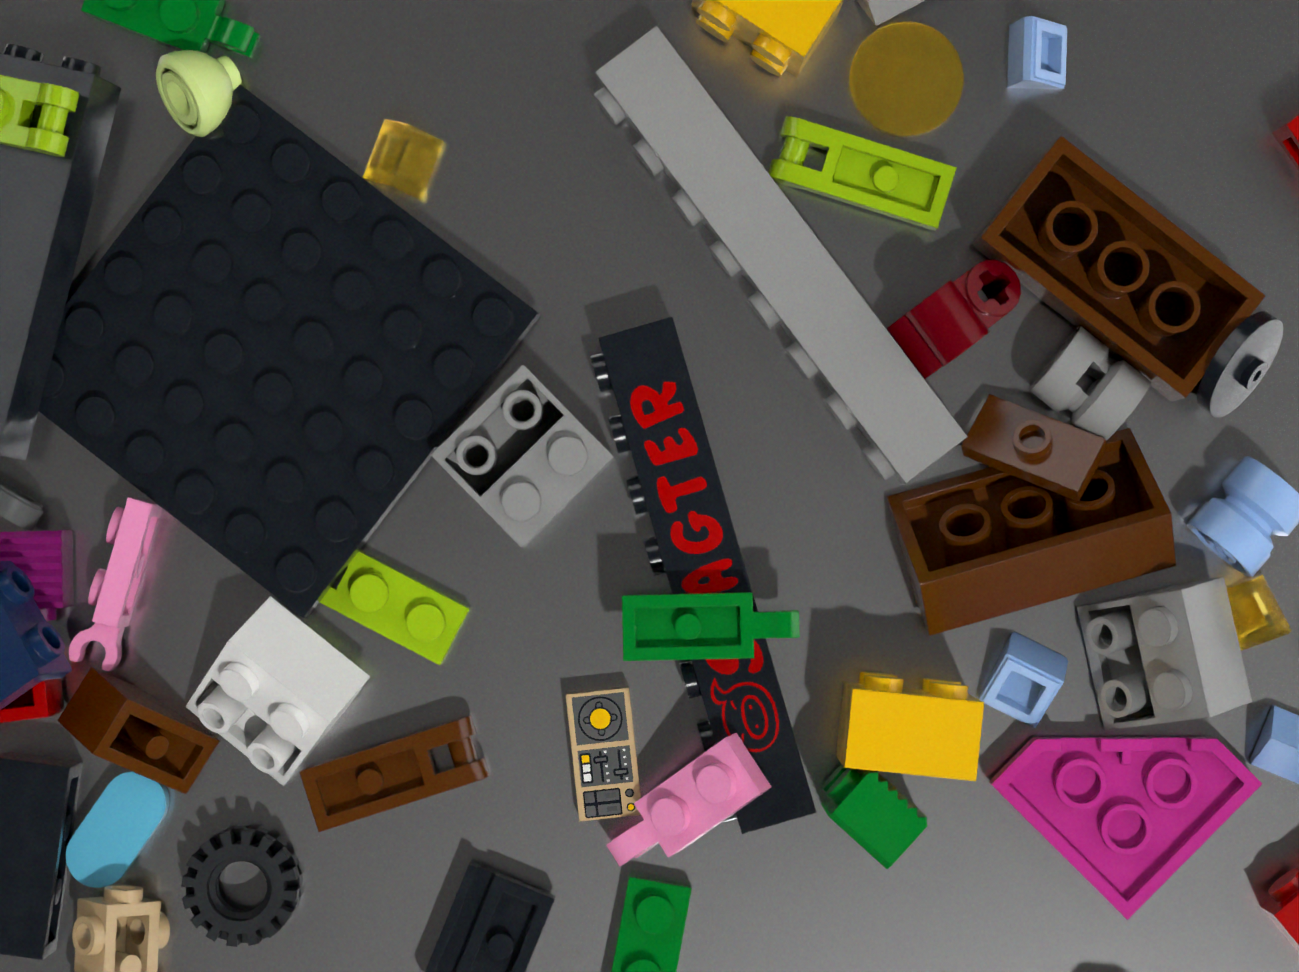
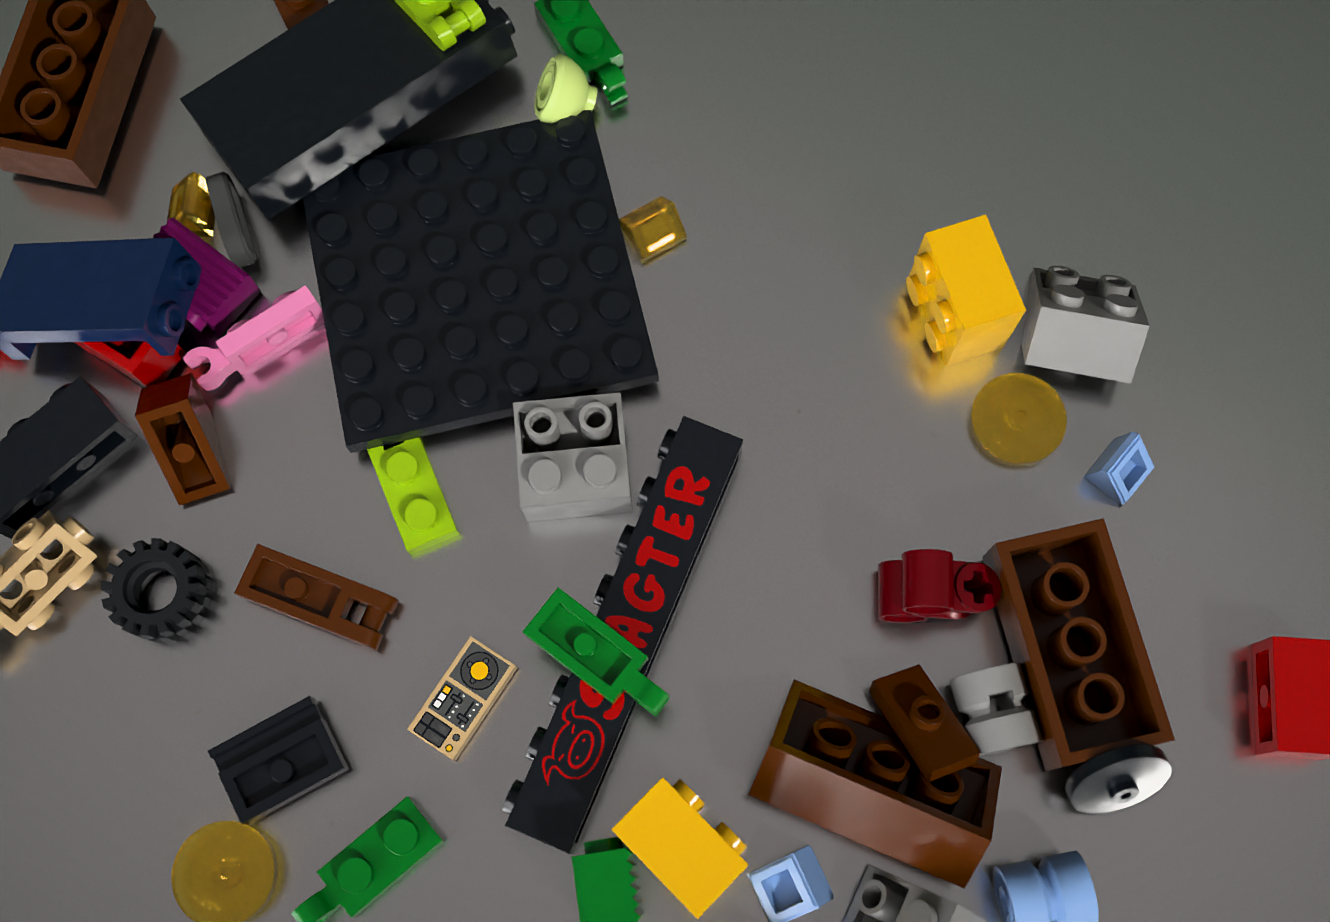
camera: 35 degrees right, 15 degrees down
(116, 829) = (116, 492): medium azure tile -> none
(276, 690) = (290, 481): white slope -> none
(693, 801) = (491, 774): bright pink plate -> none
(777, 256) = (845, 470): light grey brick -> none
(864, 173) = (944, 454): lime plate -> none

